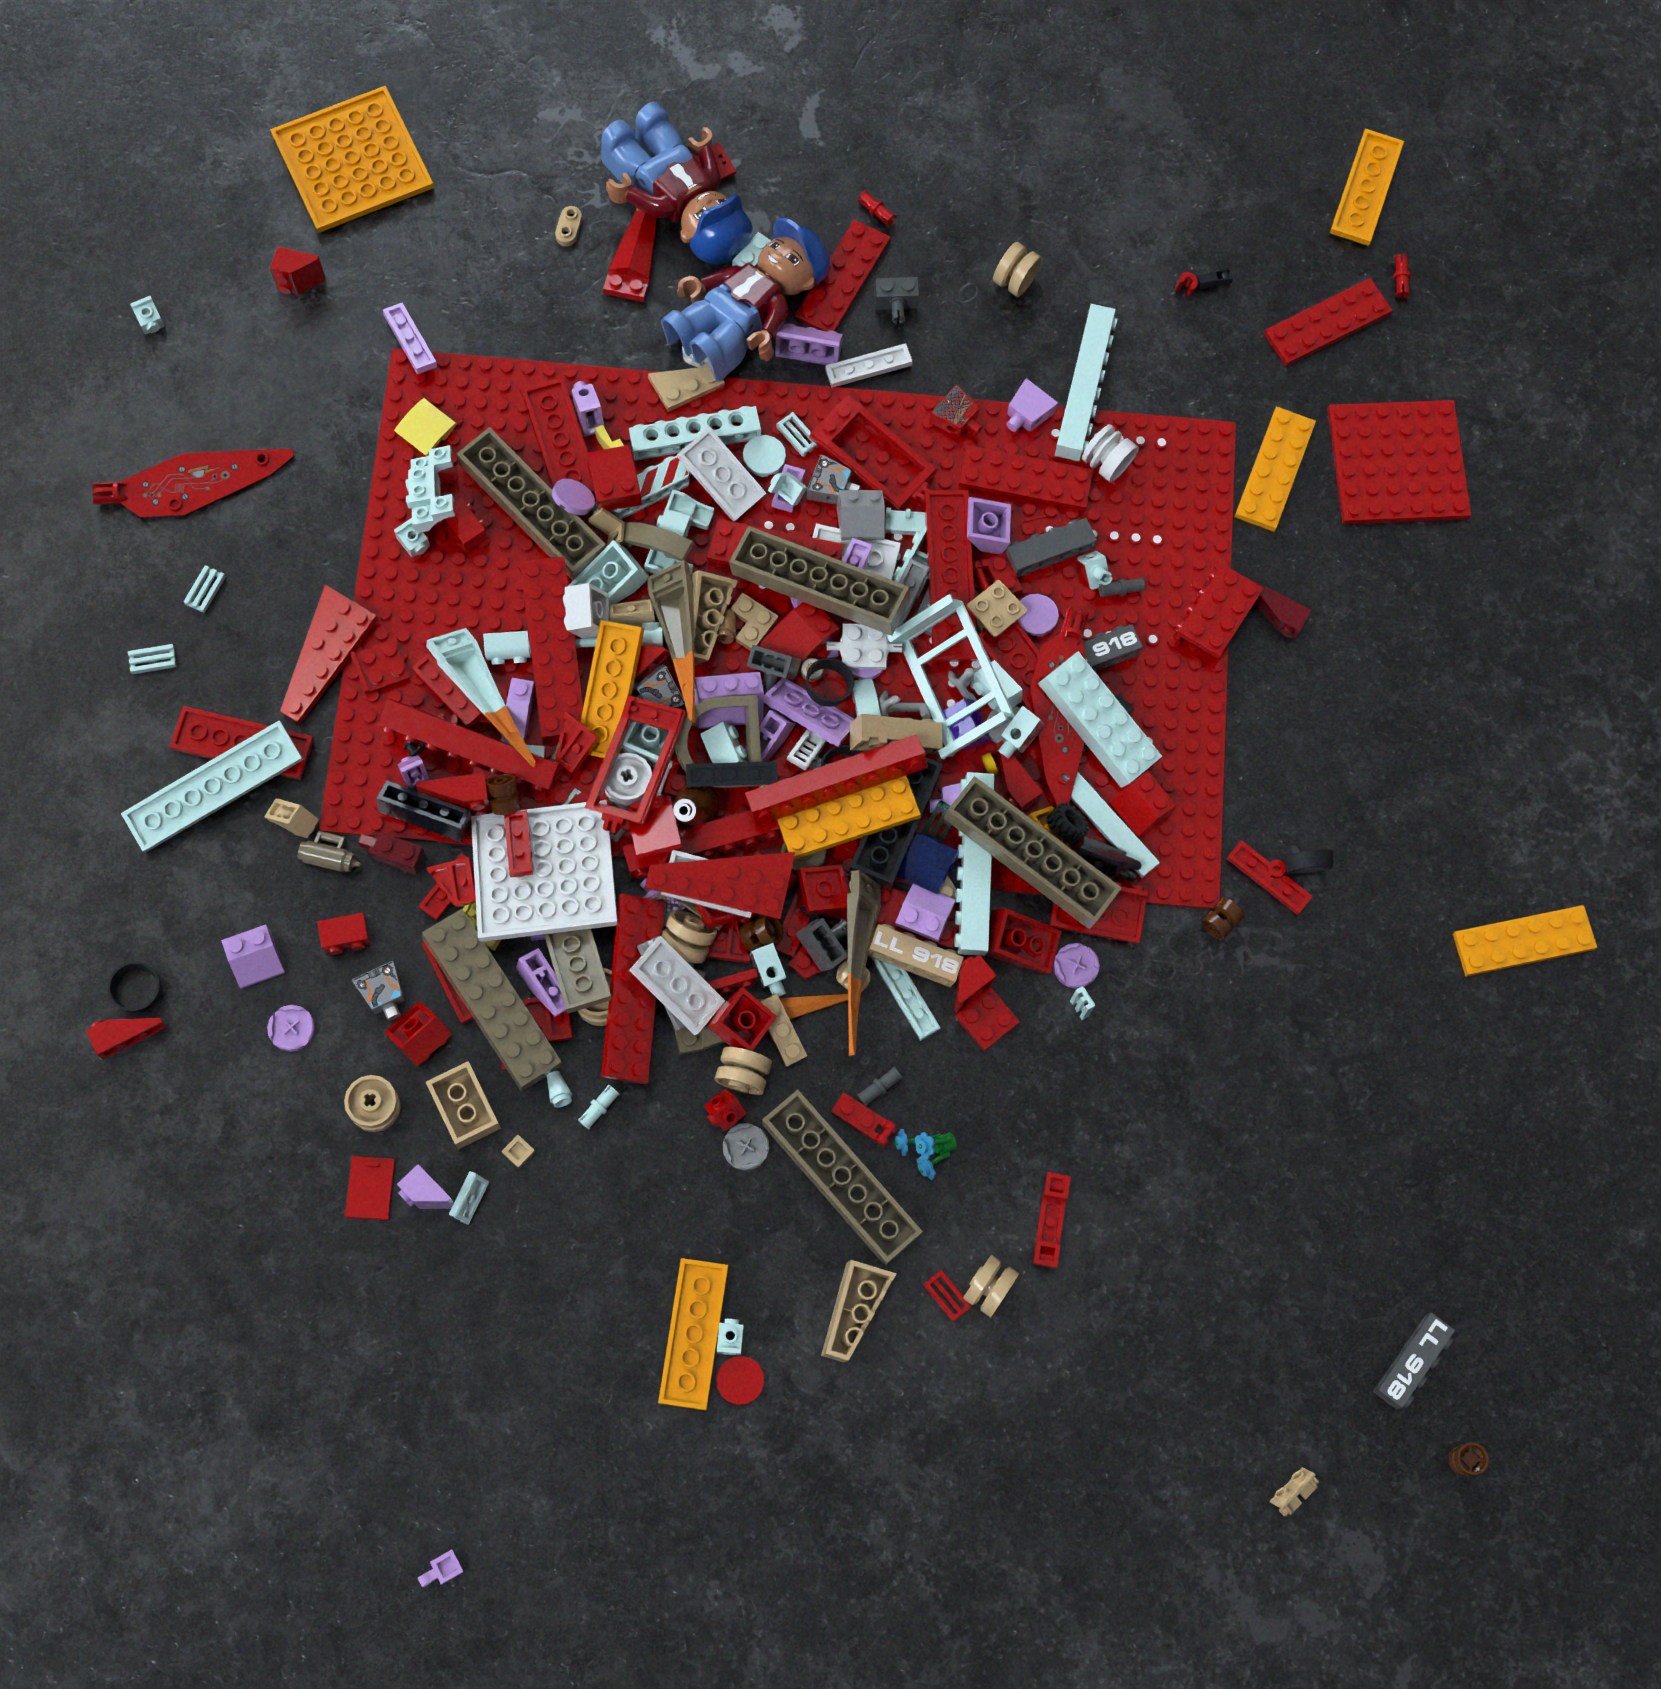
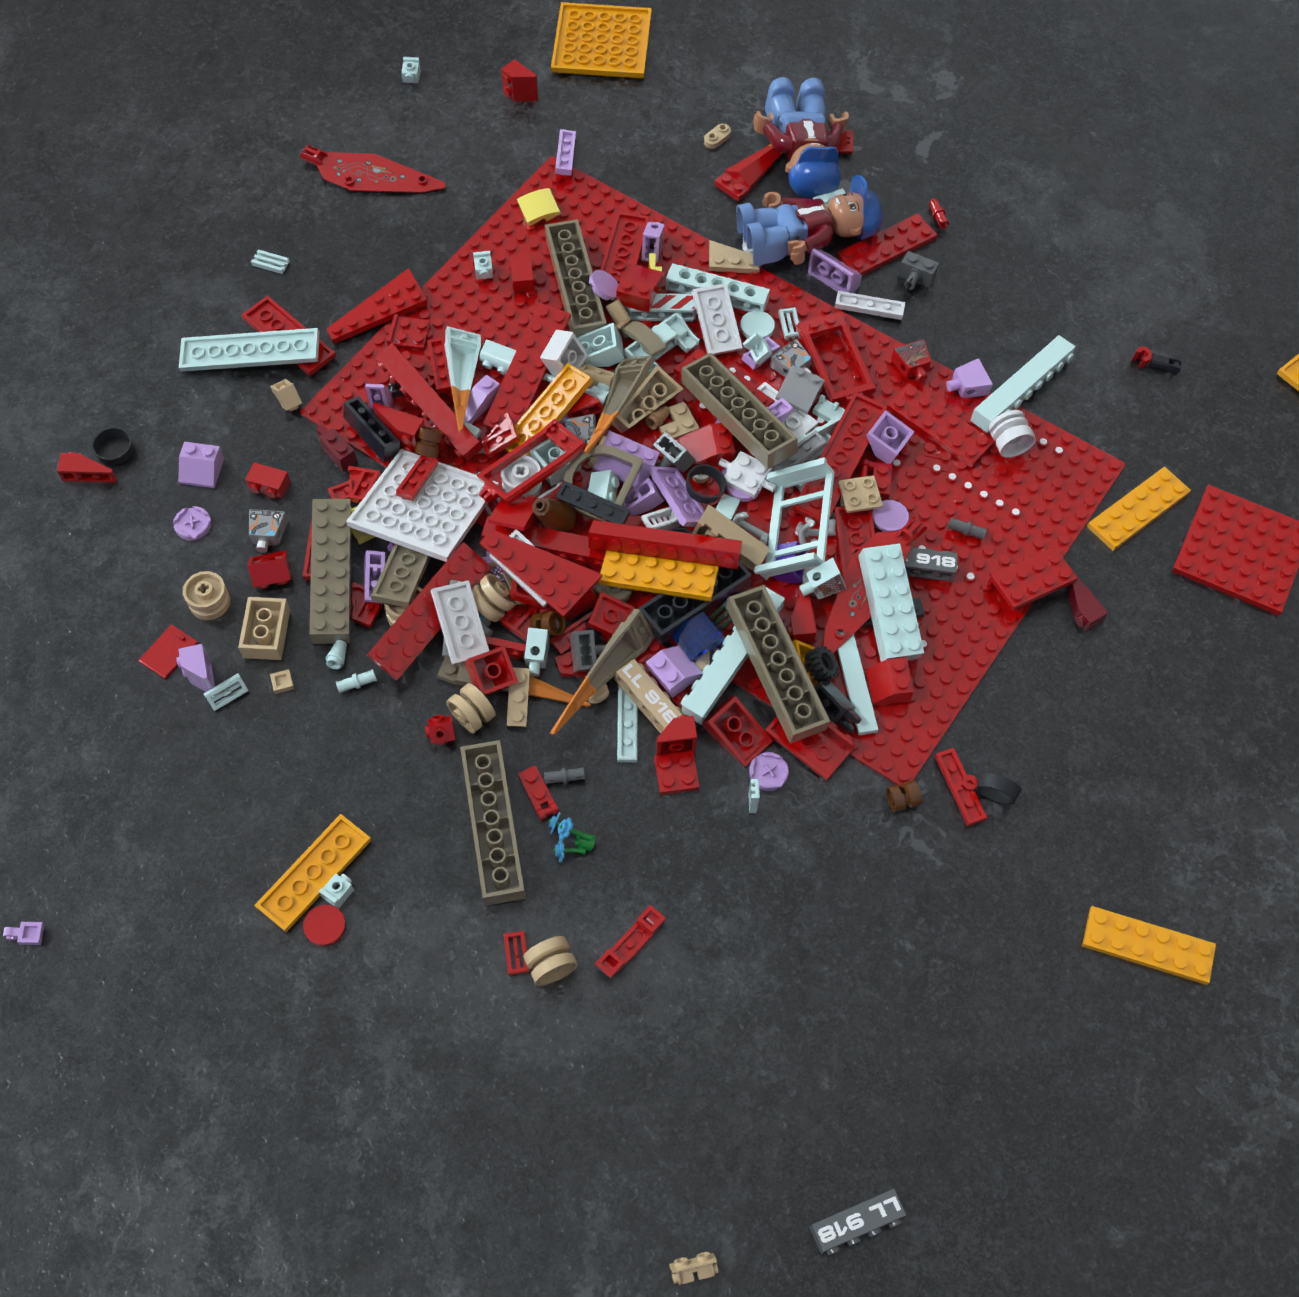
camera: 35 degrees right, 10 degrees down
(197, 585) = (330, 236): light aqua tile -> none
(327, 856) = (292, 429): dark tan piece -> none
(424, 489) = (511, 237): light aqua bracket -> none
(745, 1147) = (440, 765): light grey tile -> none
(855, 1306) = (440, 919): tan wedge -> none
(989, 764) = (789, 597): yellow tile -> none
(1010, 687) = (833, 546): light aqua brick -> none
(1017, 269) = (1016, 290): tan wheel -> none
(1051, 547) = (928, 476): dark grey brick -> none
(1096, 569) = (954, 507): light aqua bracket -> none
(1328, 322) = (1241, 430): red plate -> none

